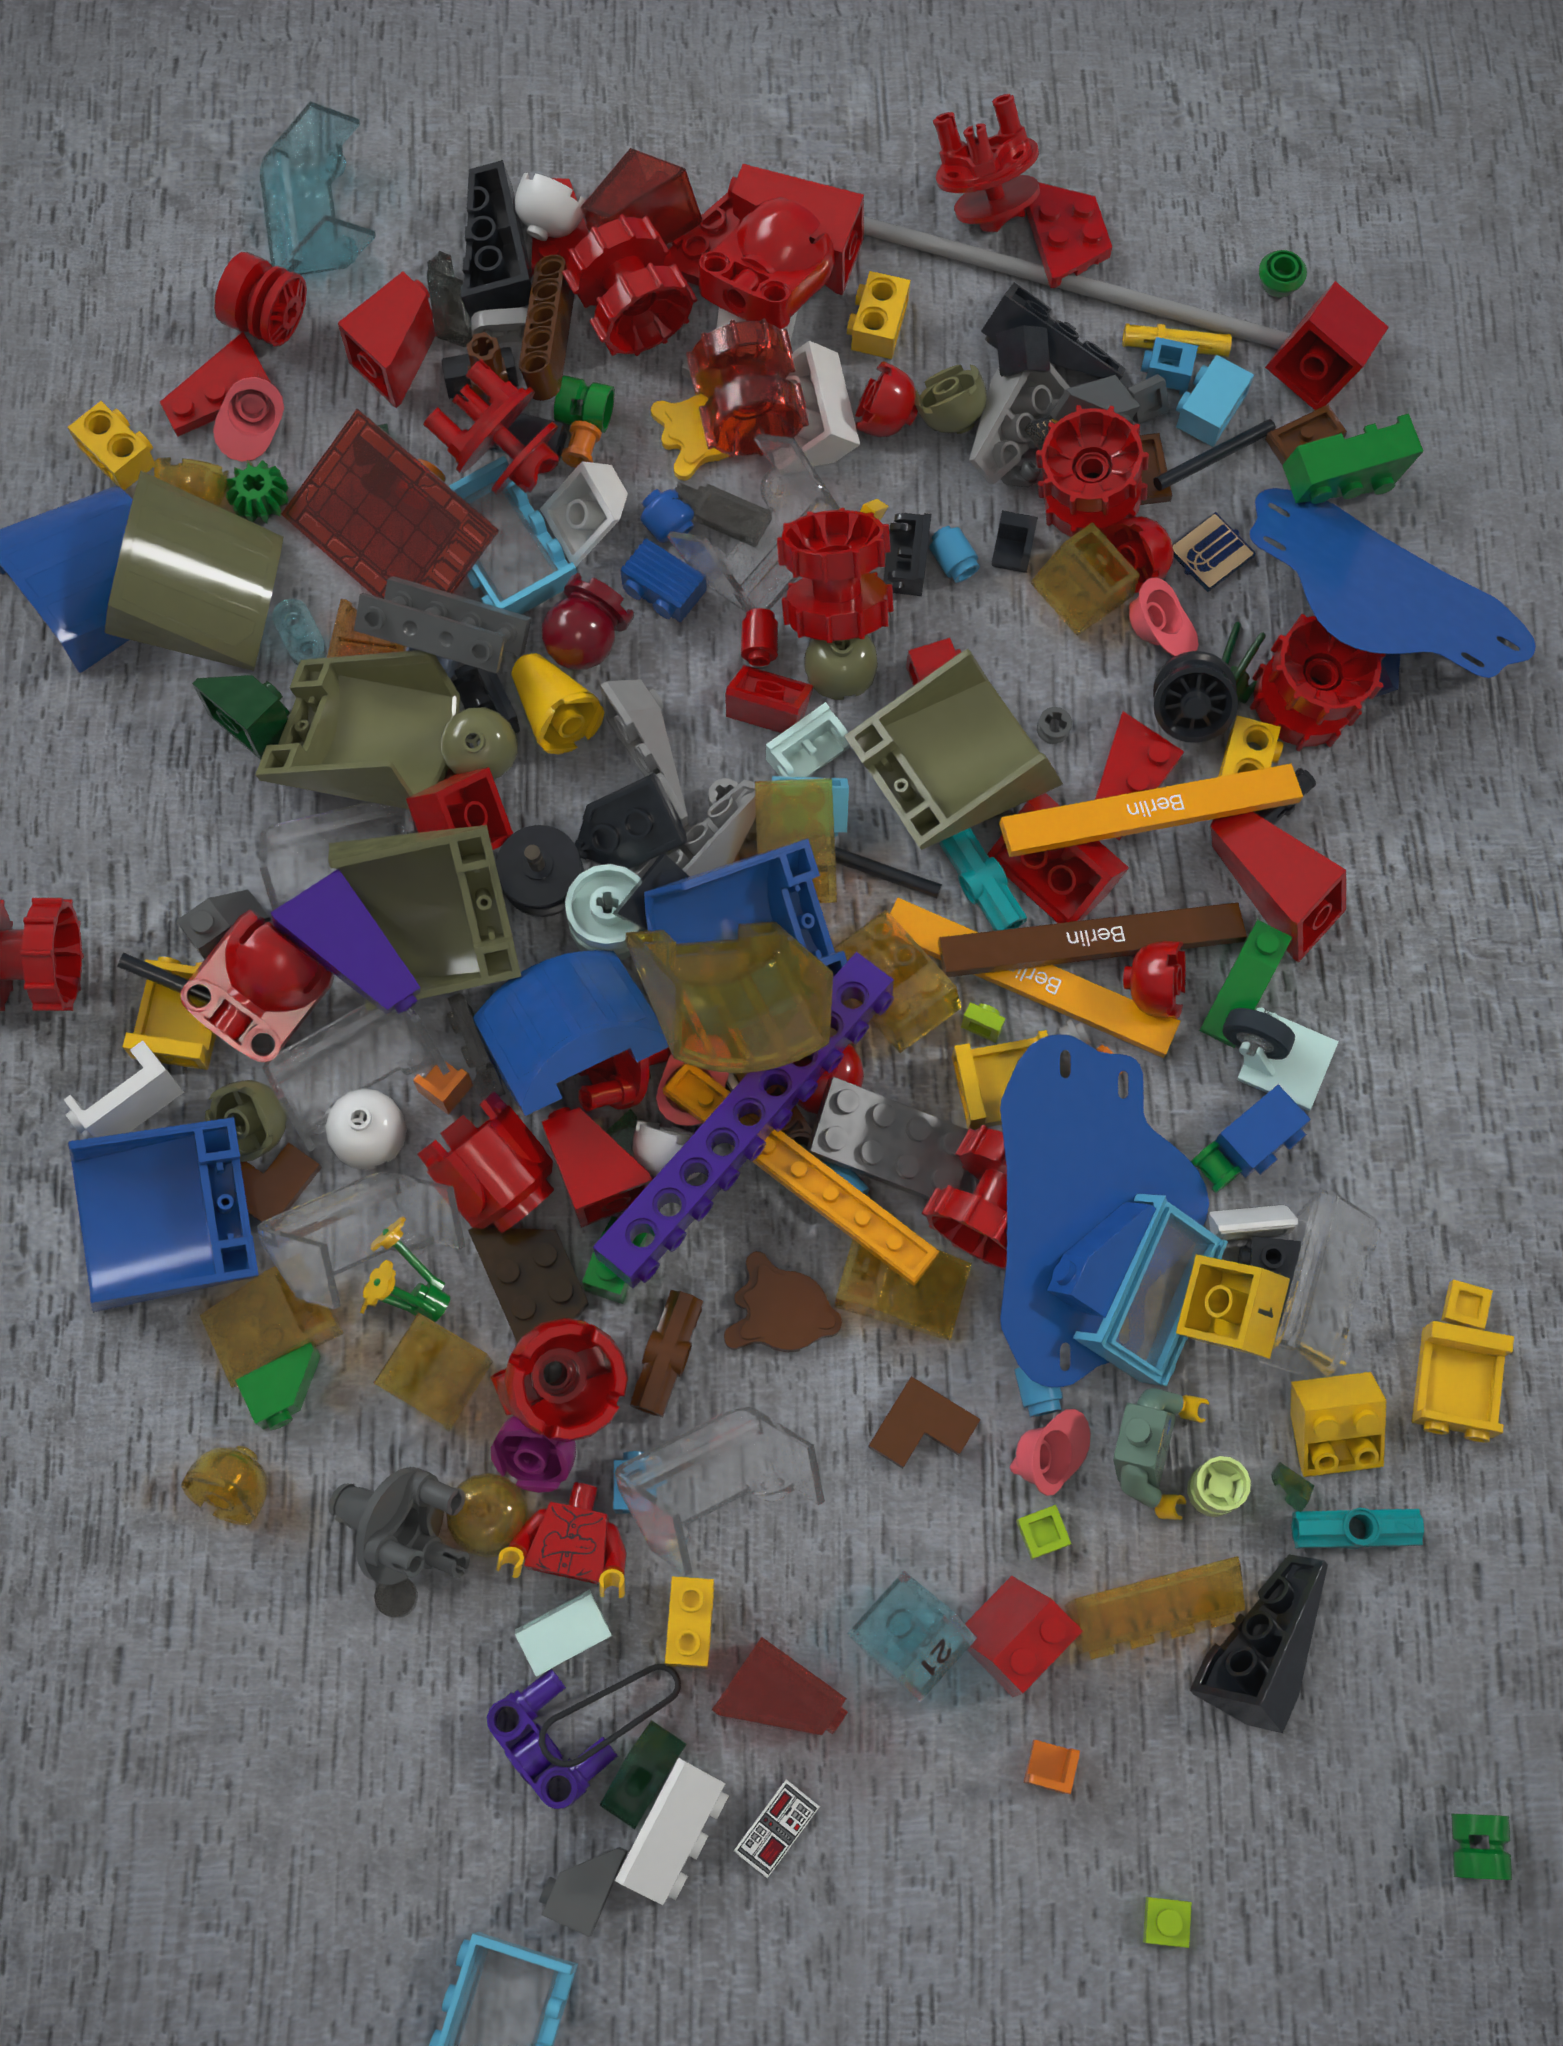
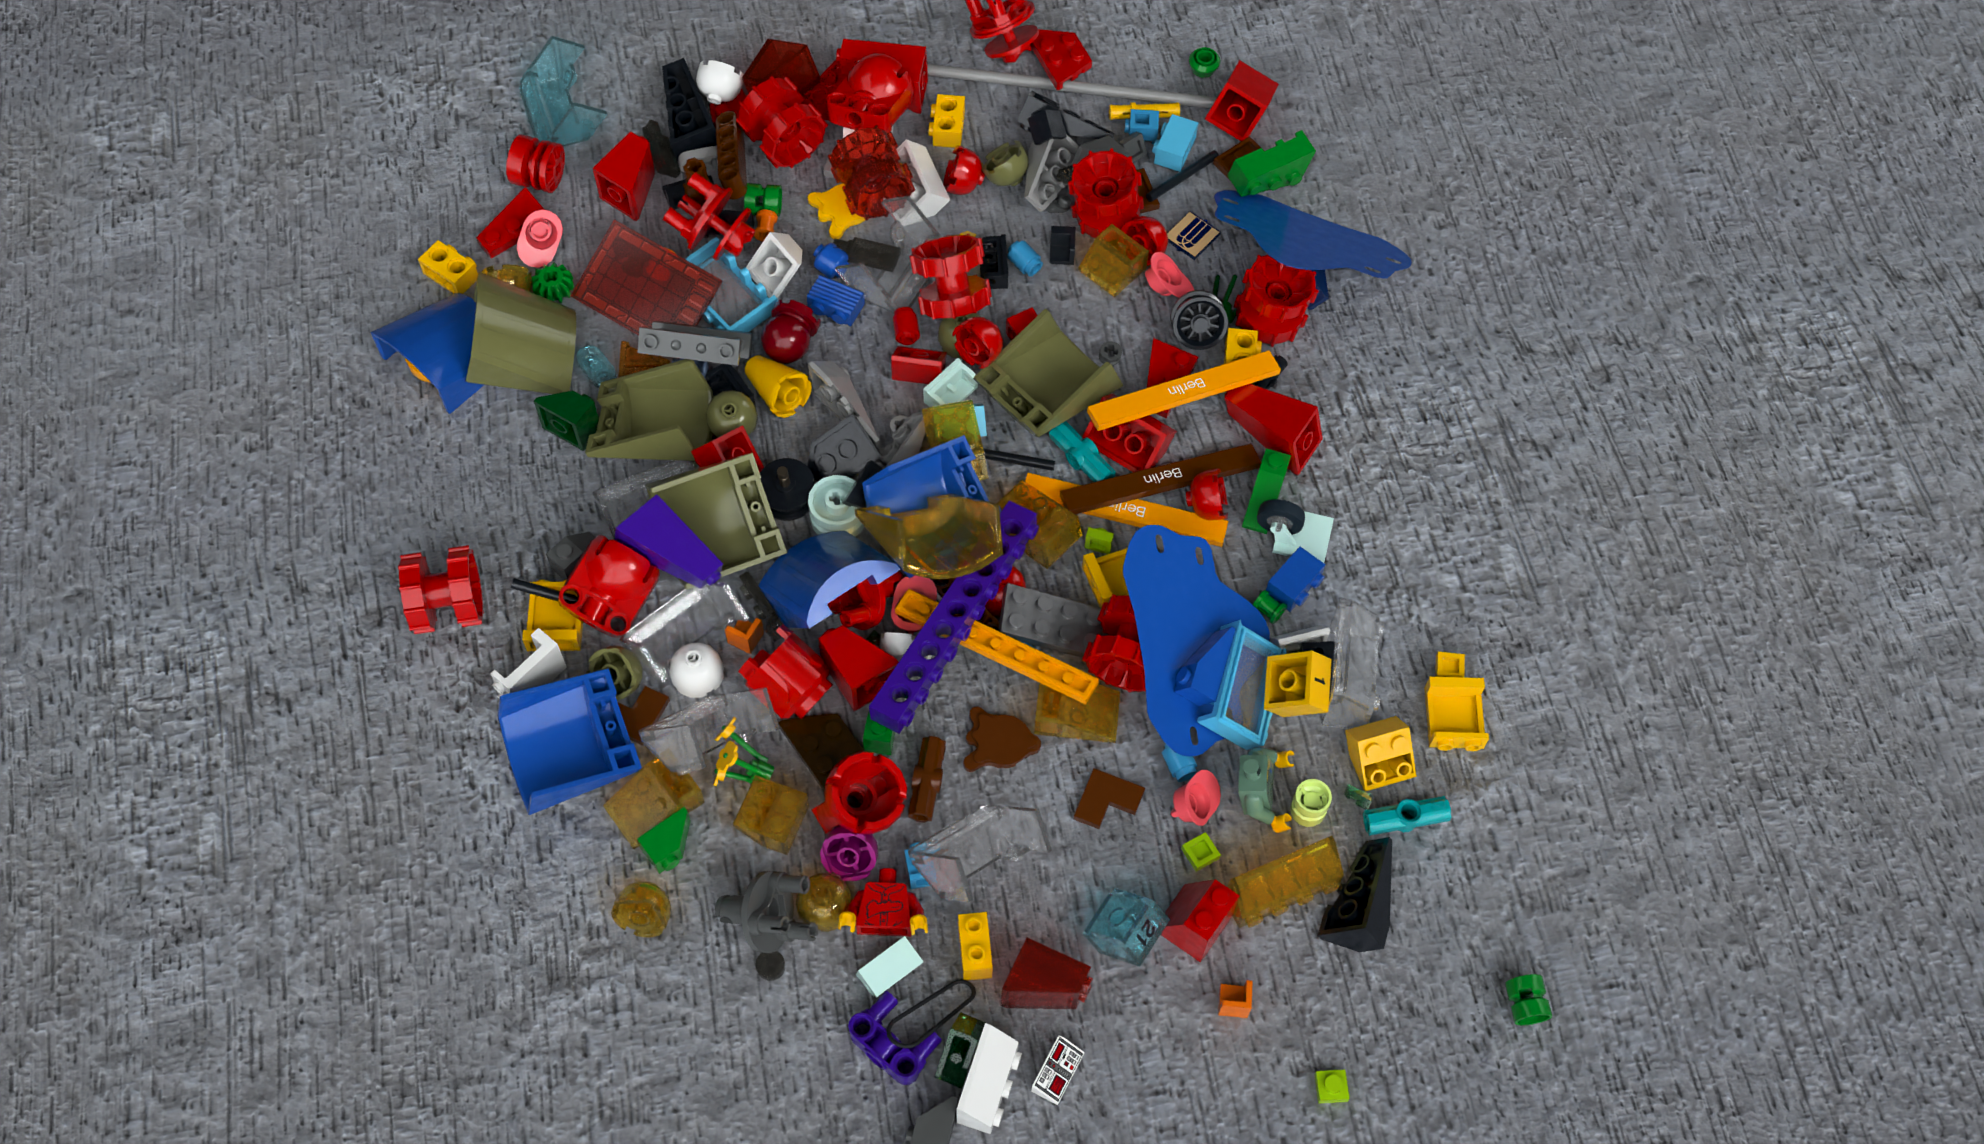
camera: 10 degrees left, 10 degrees down
(859, 683) = (978, 341): none -> red cylinder

